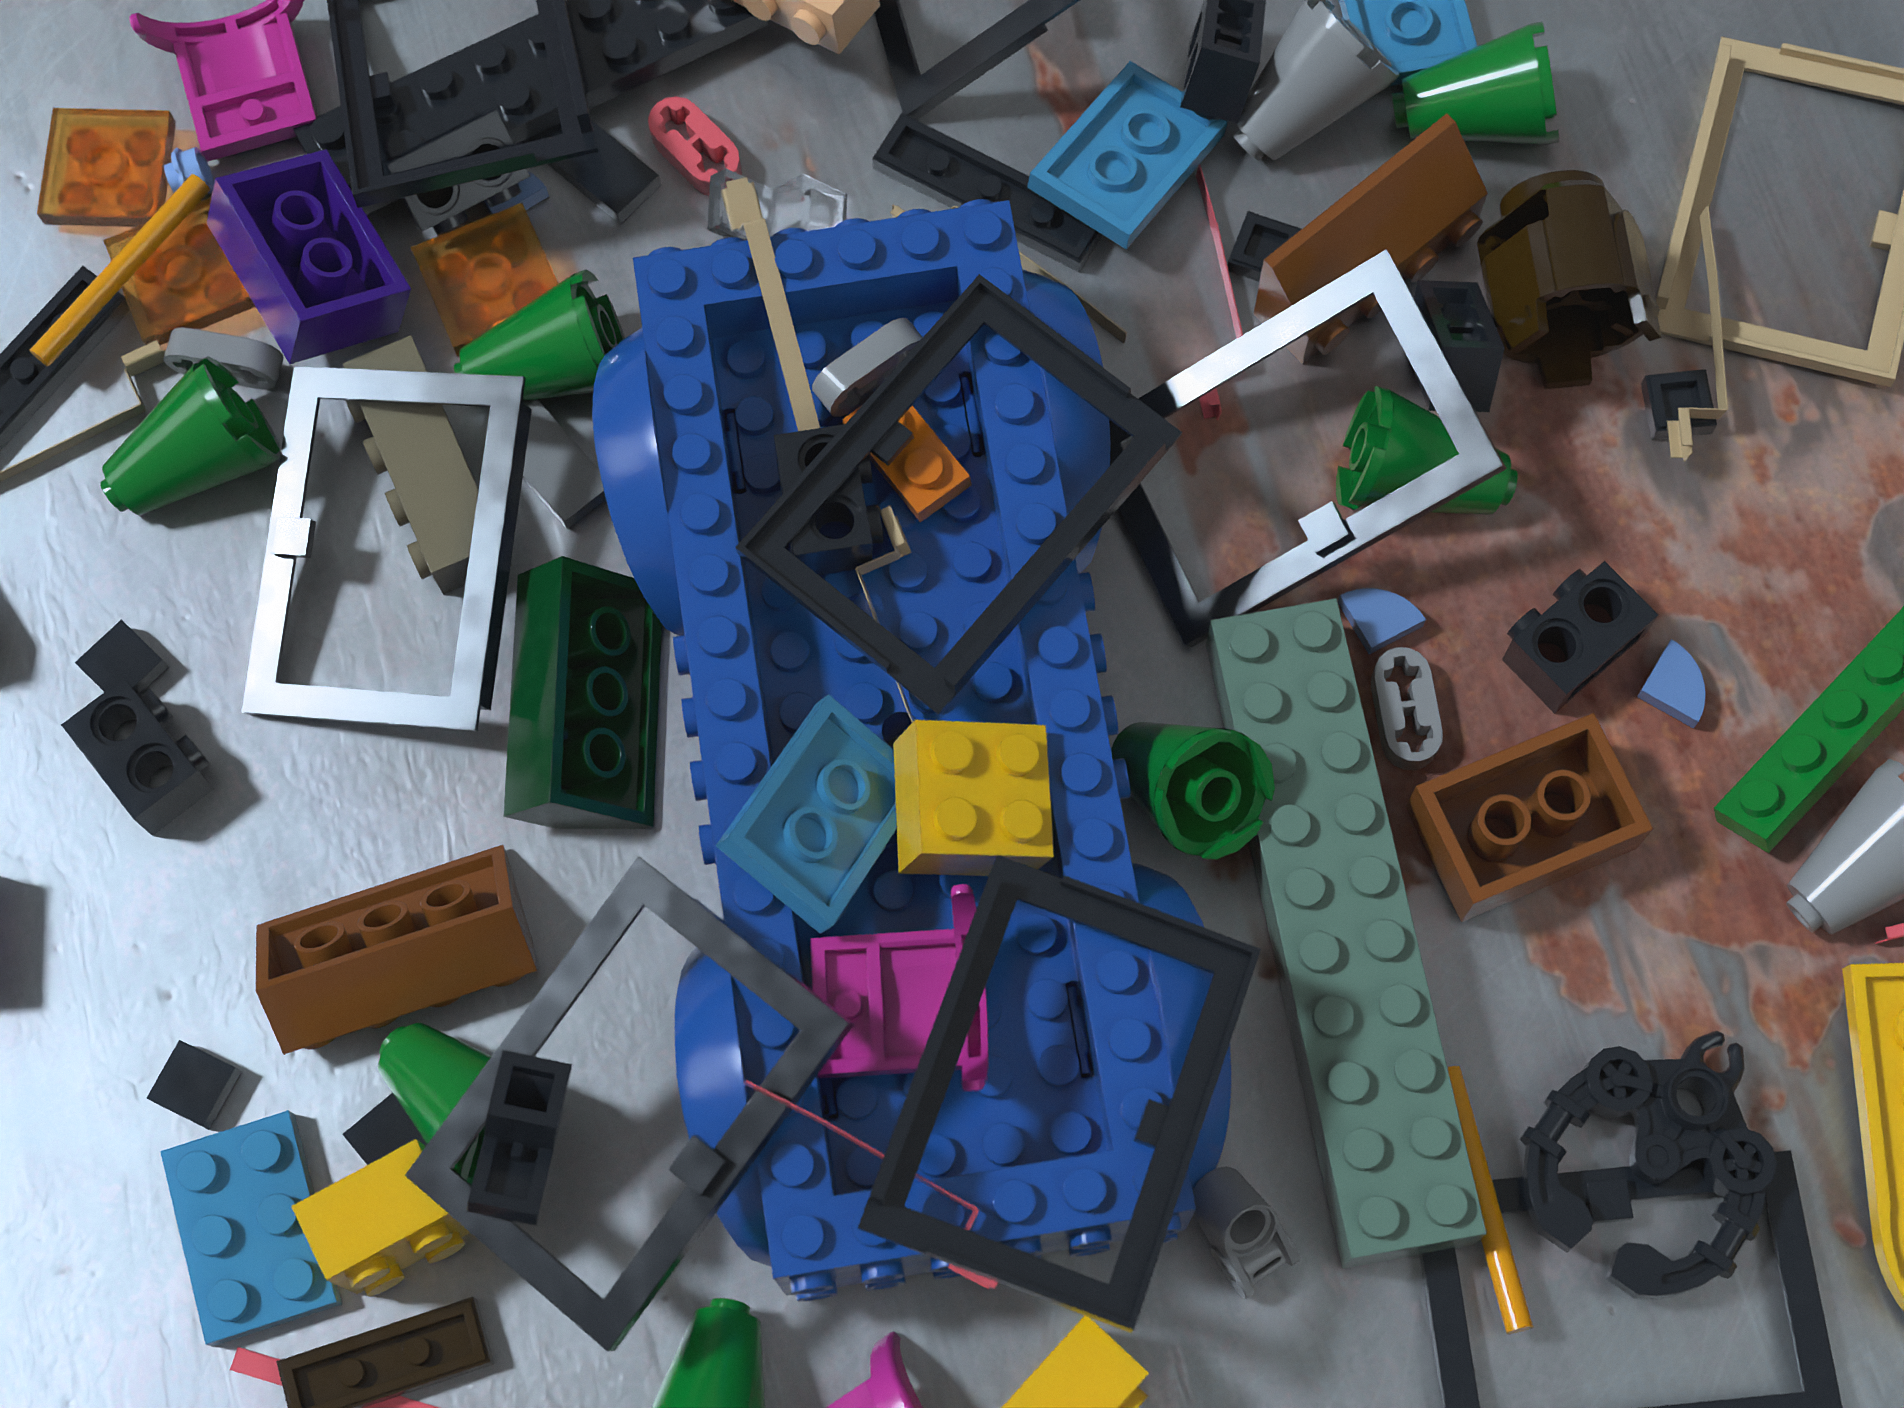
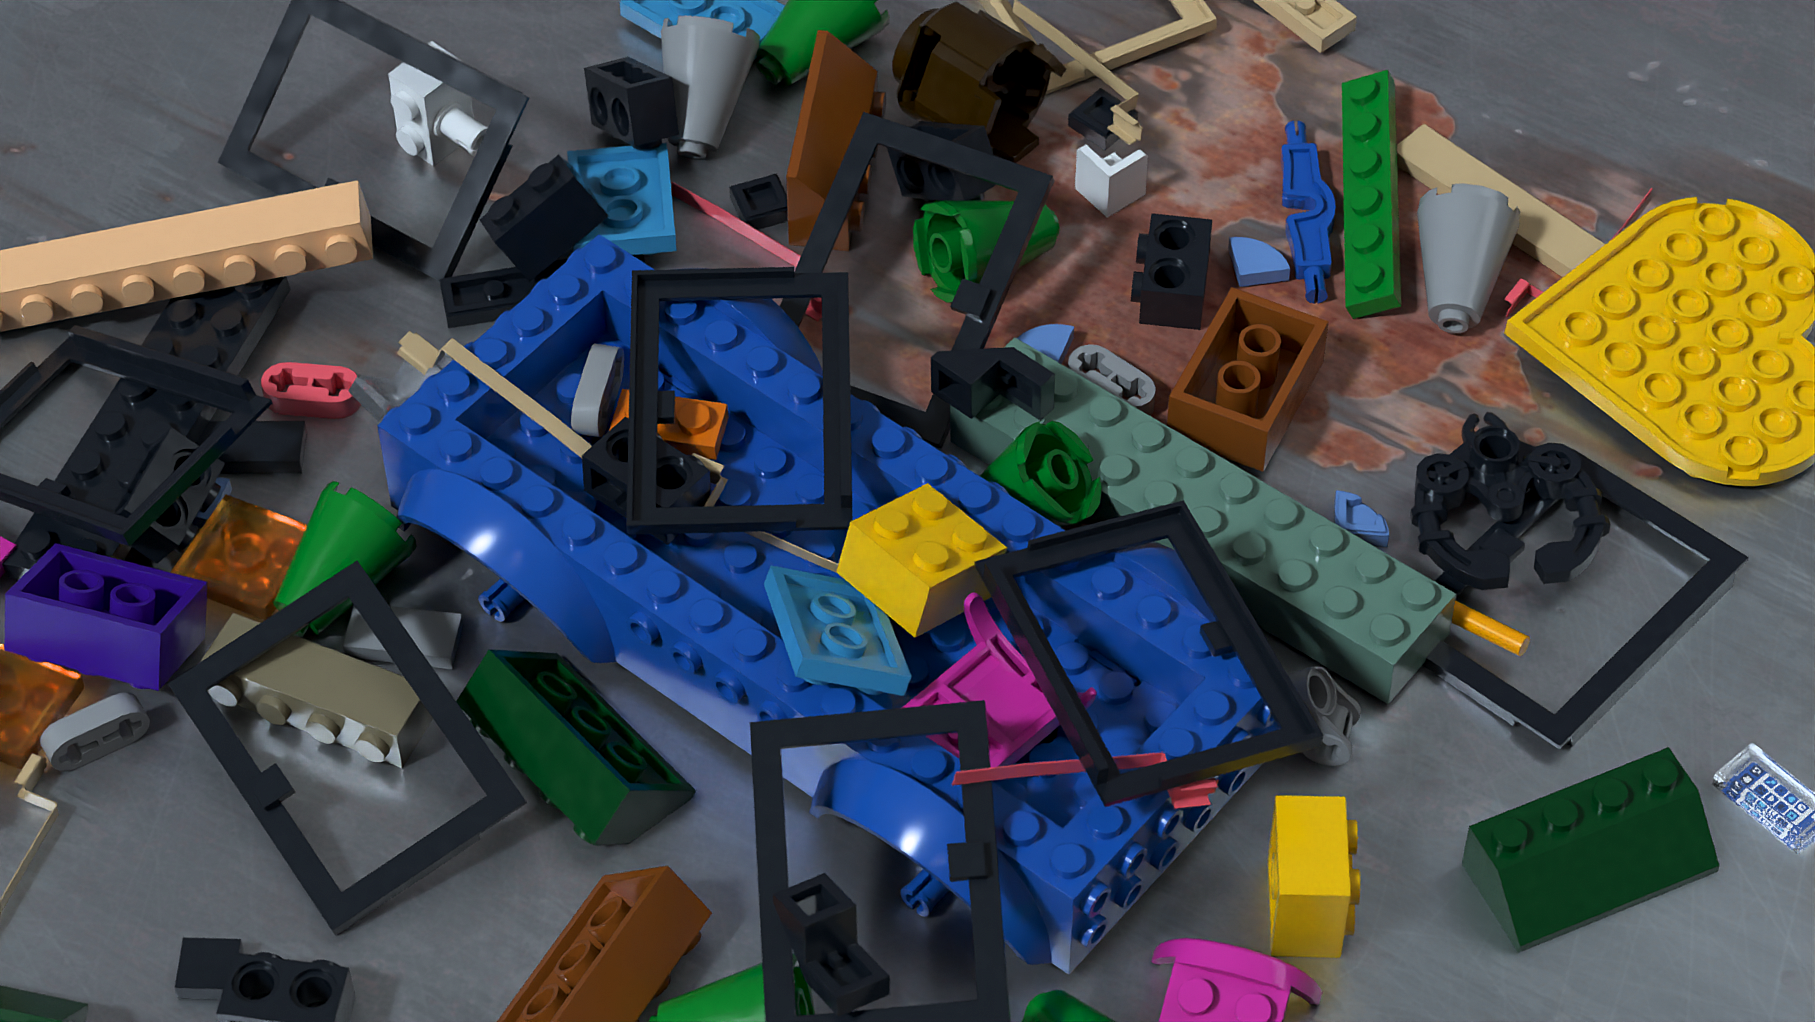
camera: 45 degrees left, 20 degrees down
(189, 443) = (130, 788): green cone -> none
(1025, 125) = (543, 217): none -> black slope
(1239, 627) = (977, 376): none -> black slope
(1500, 1050) = (1360, 519): none -> medium blue tile
(1616, 483) = (1110, 181): none -> white panel
(1764, 690) = (1309, 230): none -> blue piece

